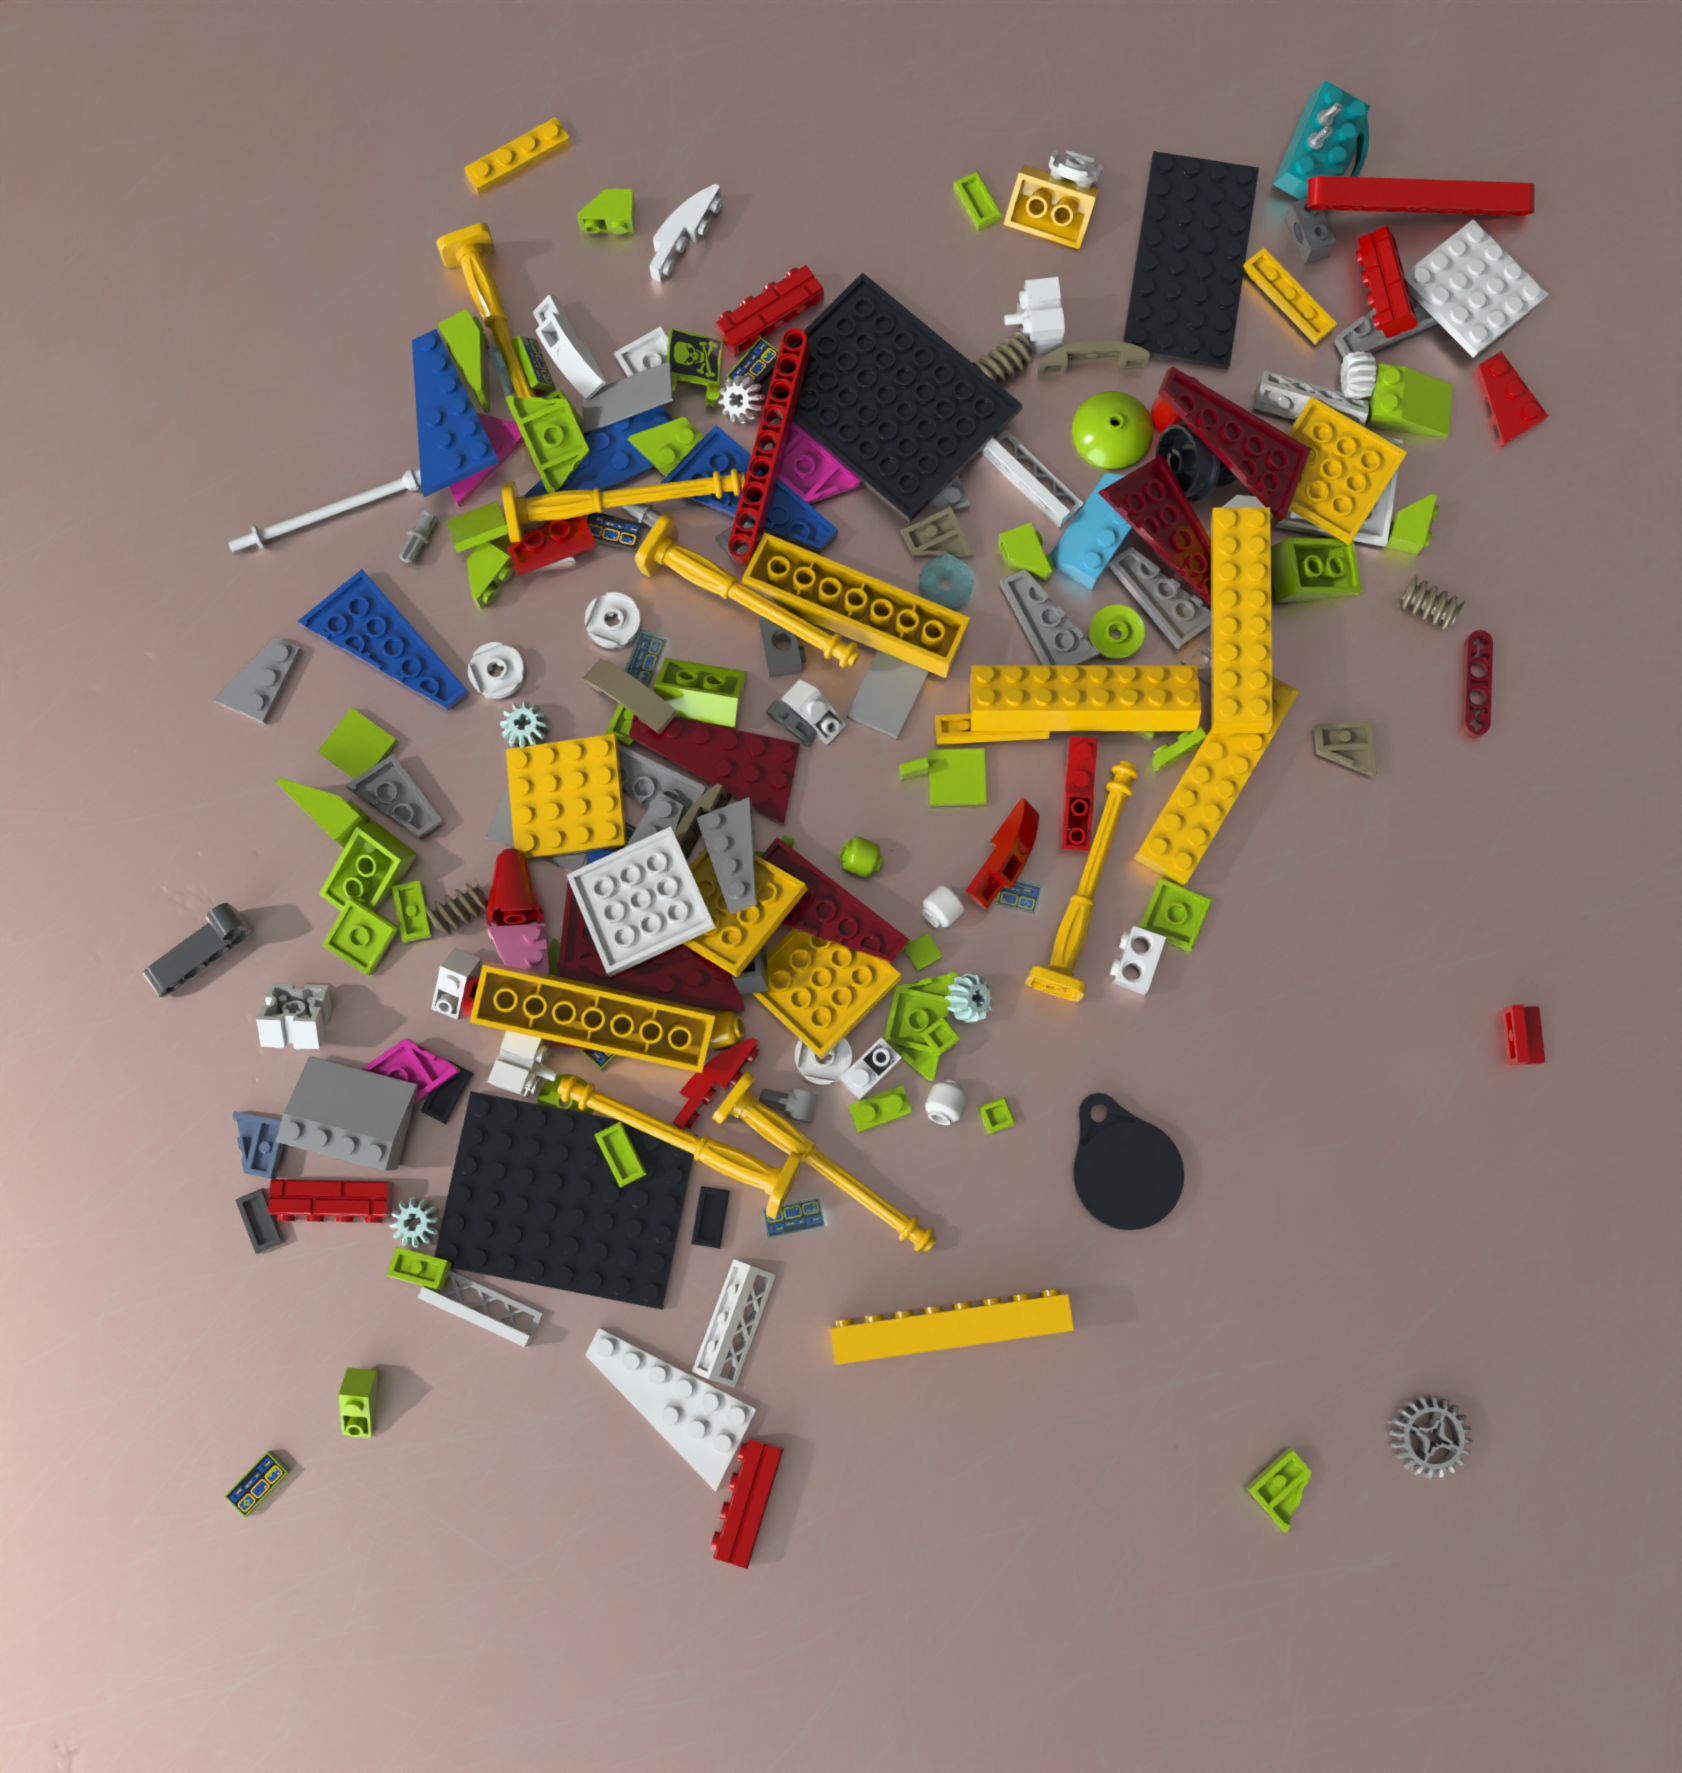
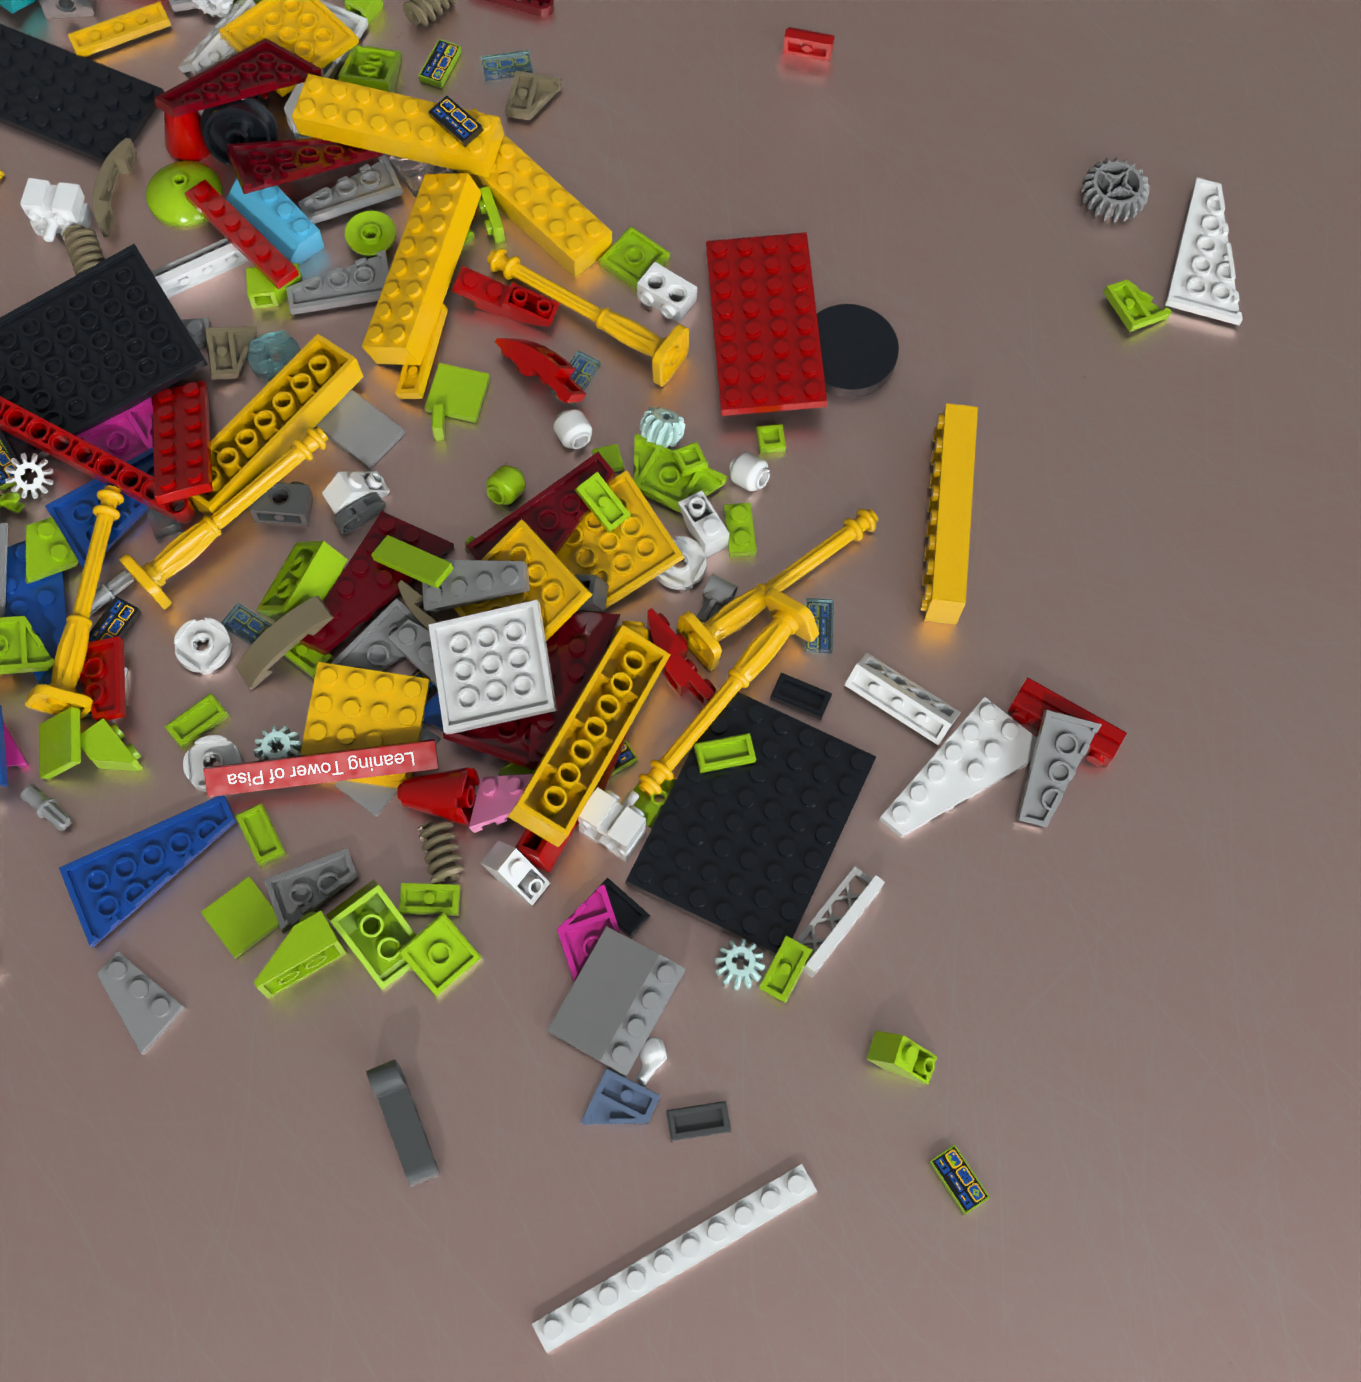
camera: 80 degrees left, 10 degrees down
(134, 1232) = (673, 1258): none -> white plate
(294, 1016) = (503, 1030): white brick -> none
(307, 1162) = (652, 1057): none -> white animal
(330, 1198) = (695, 1041): red brick -> none
(440, 736) = (260, 834): none -> lime tile
(509, 772) = (321, 768): none -> tile
(537, 641) = (196, 721): none -> lime tile
(692, 1496) = (1056, 756): none -> light grey wing
(740, 790) = (412, 561): none -> lime tile
(809, 528) = (182, 442): none -> red plate
(852, 959) = (602, 502): none -> lime plate
(1066, 504) = (242, 234): none -> red plate
(1129, 1075) = (765, 324): none -> red plate
(1247, 678) = (455, 121): none -> tile
(1359, 637) = (440, 63): none -> tile
(1360, 1561) = (1204, 261): none -> white wing
(1381, 709) = (505, 64): none -> clear light blue tile

